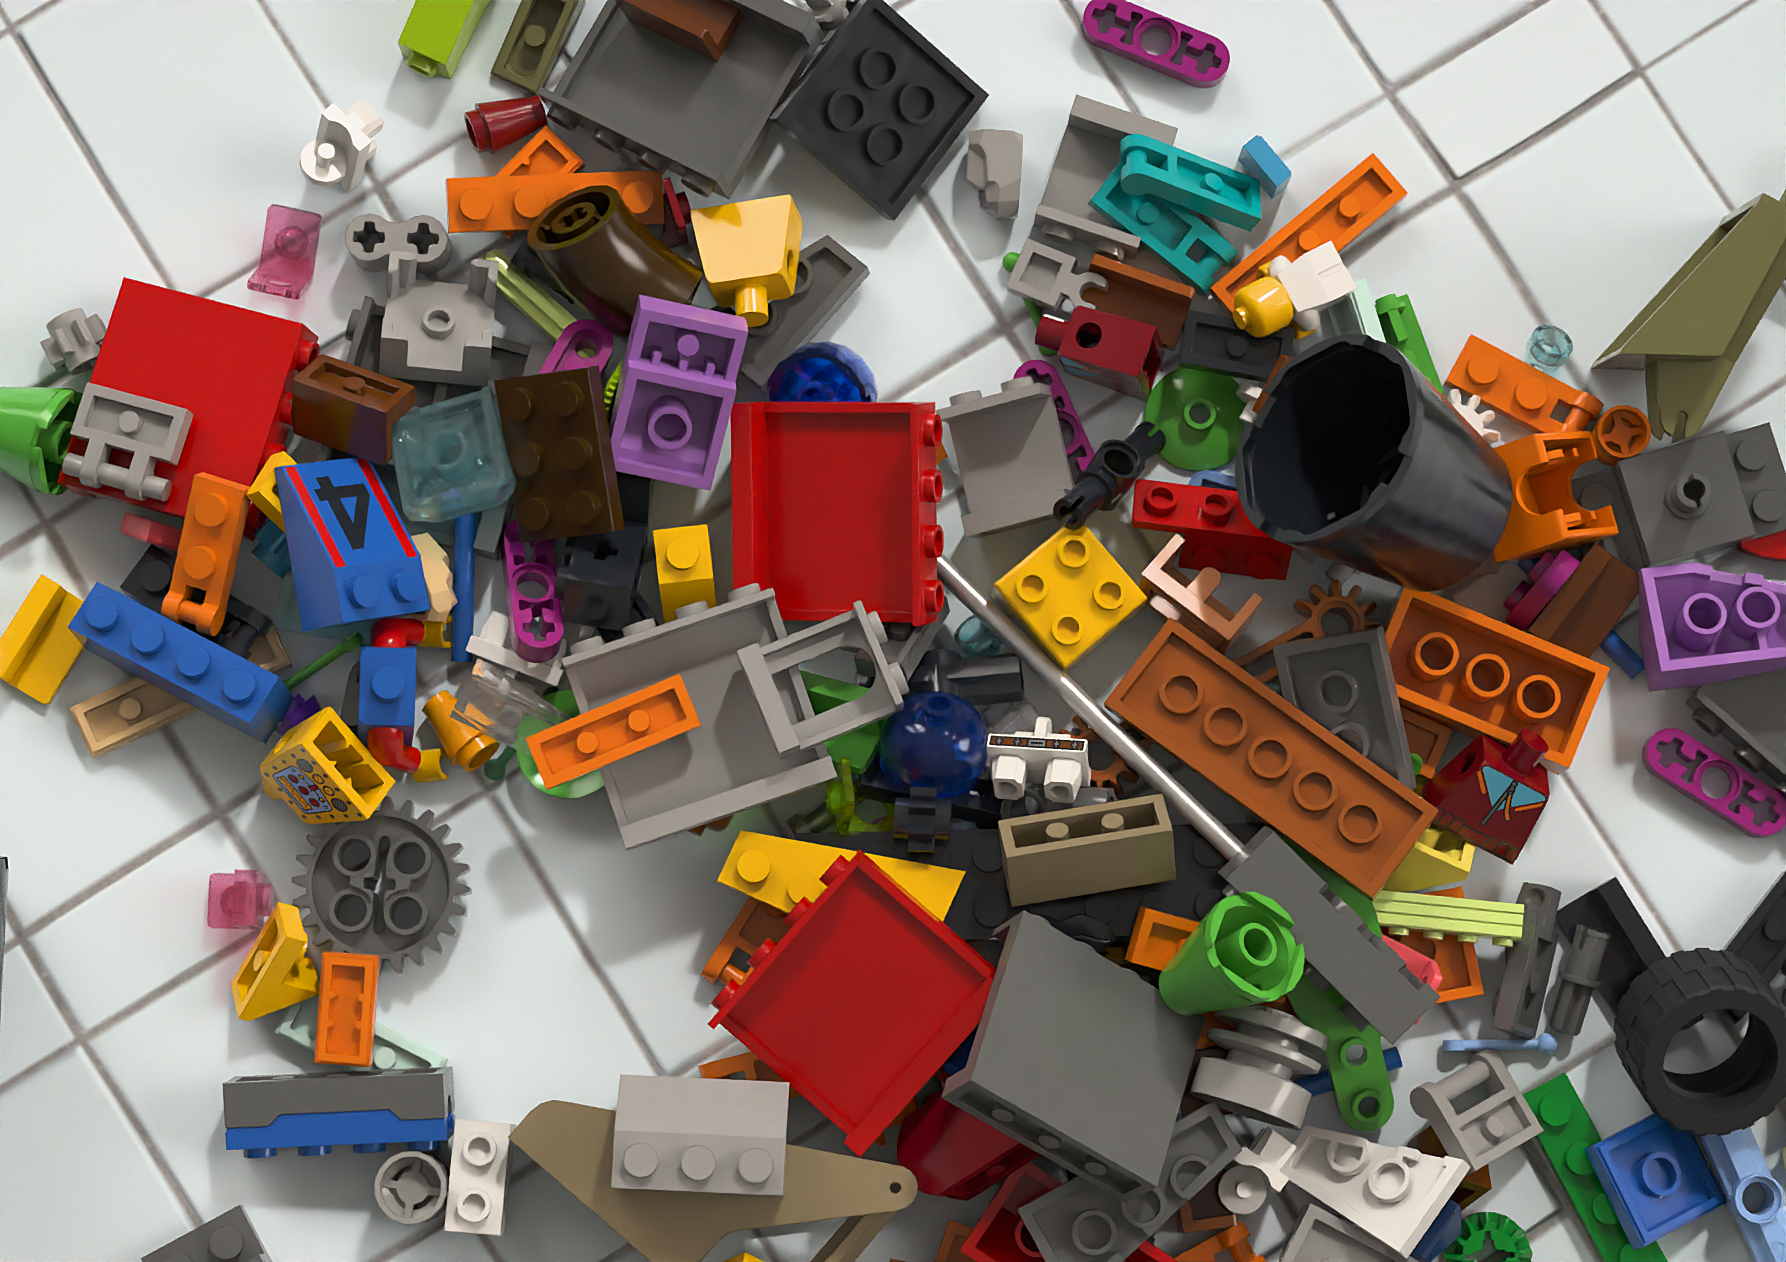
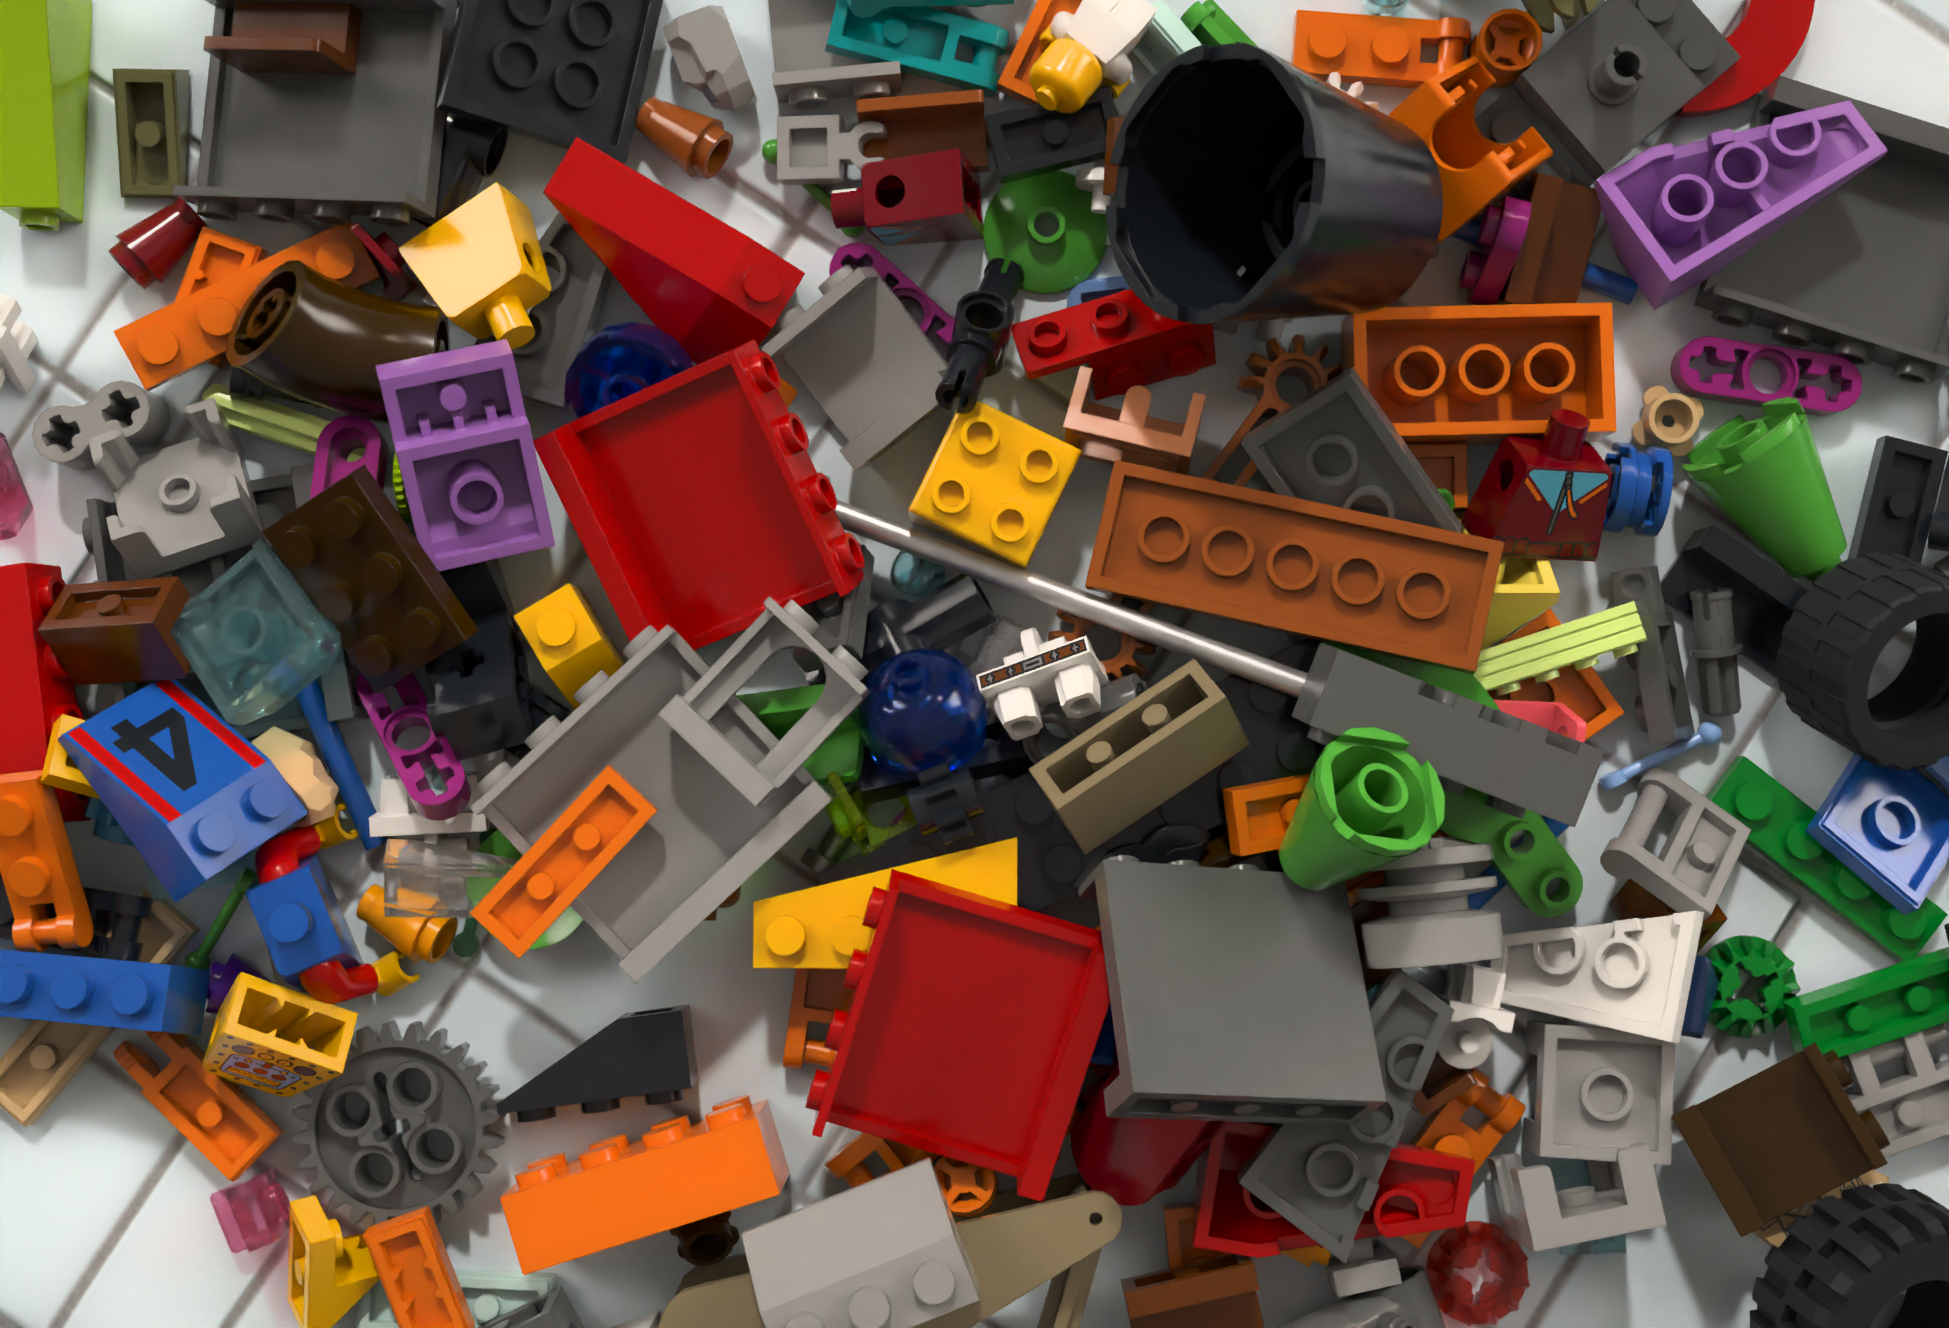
camera: 20 degrees left, 5 degrees up
(238, 800) = (200, 1104): none -> orange hinge
(557, 1013) = (644, 1185): none -> orange brick
(578, 910) = (630, 1057): none -> black slope
(581, 1088) = (706, 1240): none -> dark brown plate
(774, 162) = (468, 155): none -> black piece
(807, 1121) = (959, 1178): none -> orange wheel
(898, 310) = (670, 256): none -> red wedge
(949, 221) = (686, 137): none -> dark orange cone
(1562, 820) = (1638, 489): none -> blue wheel
(1637, 782) = (1685, 415): none -> tan plate
(1677, 870) = (1773, 487): none -> bright green cone

